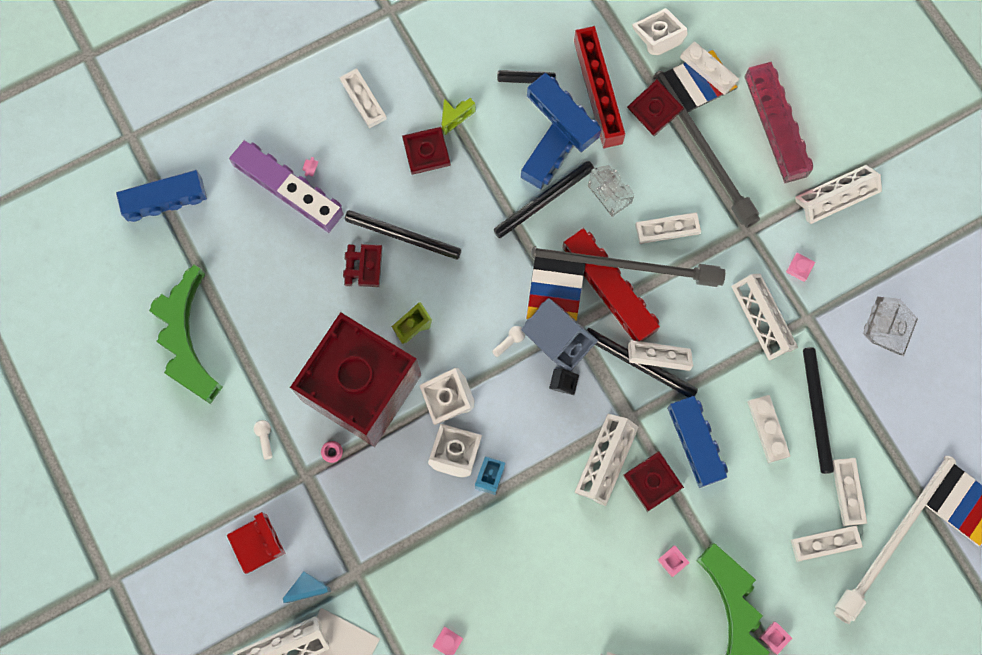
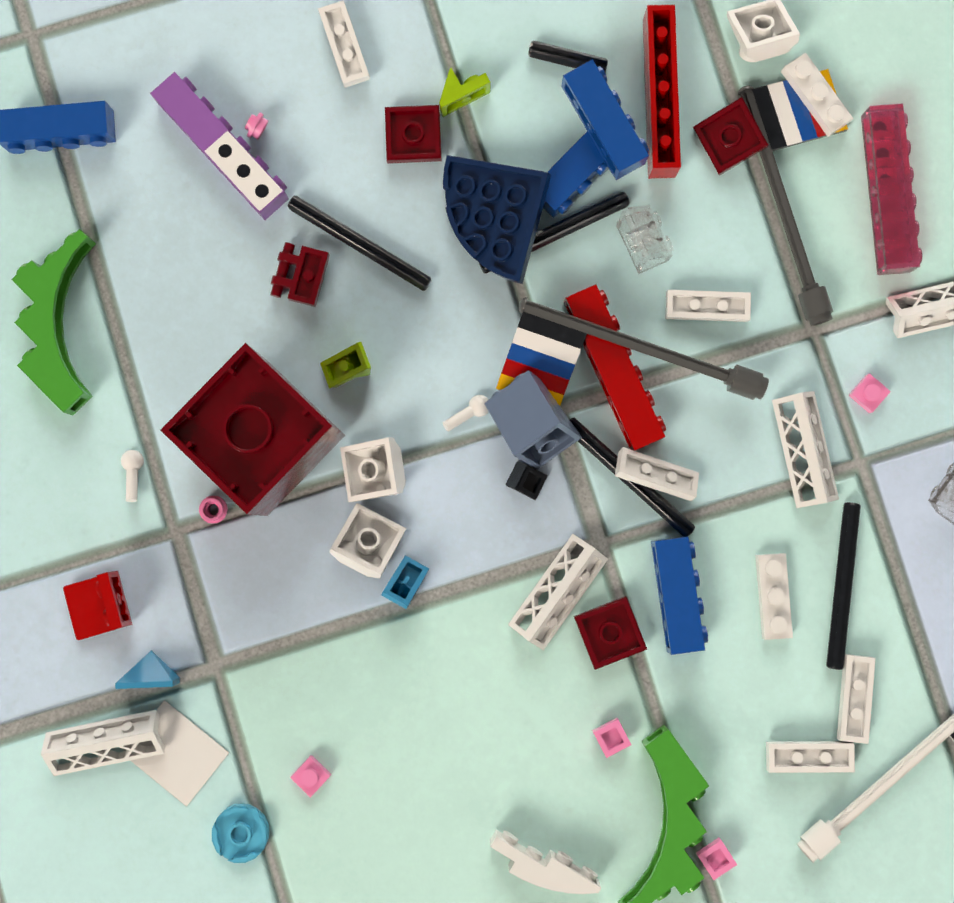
camera: 15 degrees right, 10 degrees up
(498, 192) = (495, 212): none -> dark blue plate

